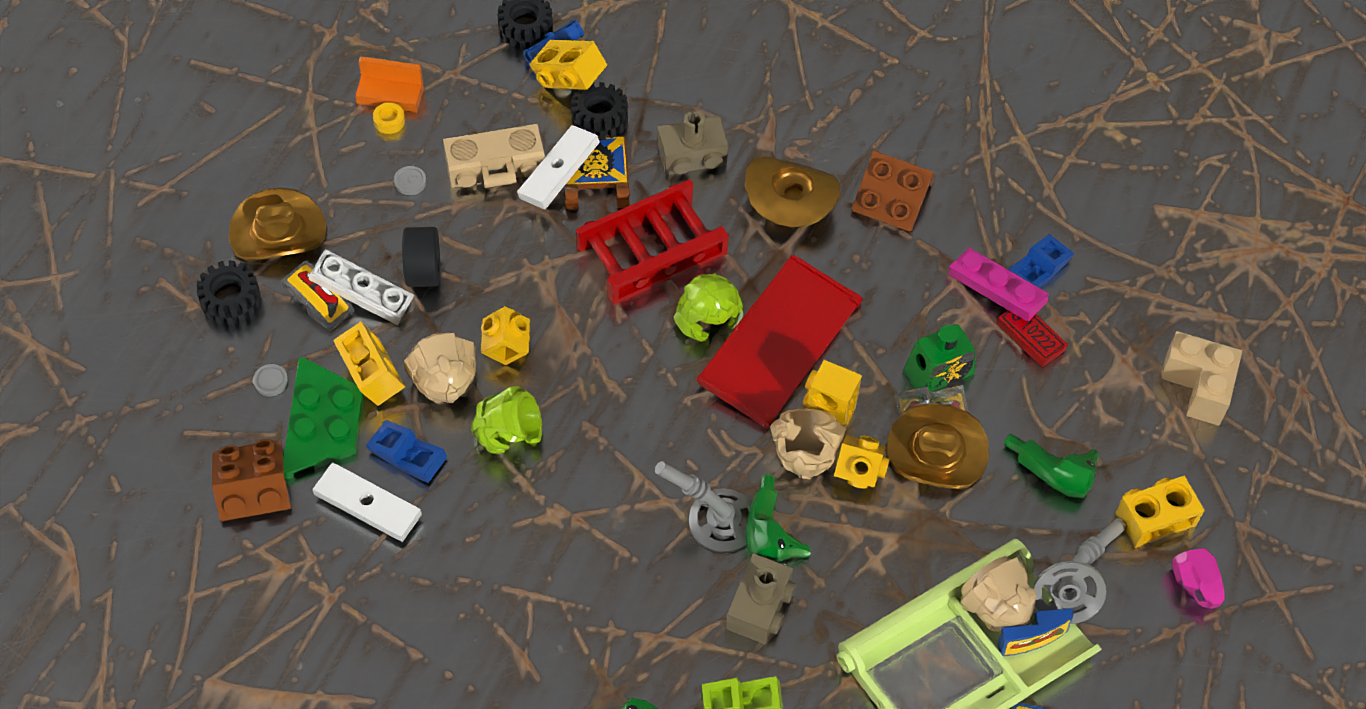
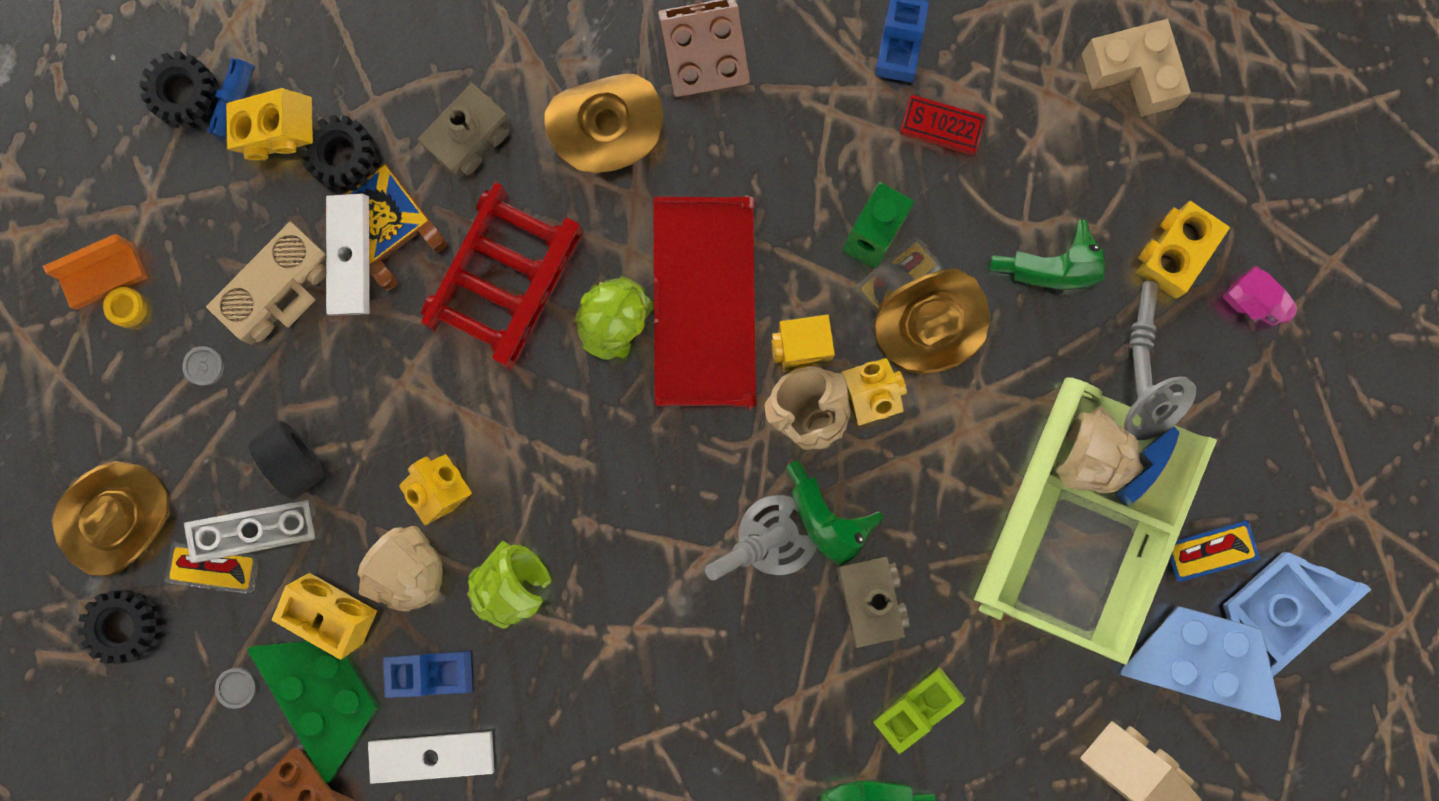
camera: 25 degrees left, 25 degrees up
(998, 284) = (878, 91): dark pink plate -> none

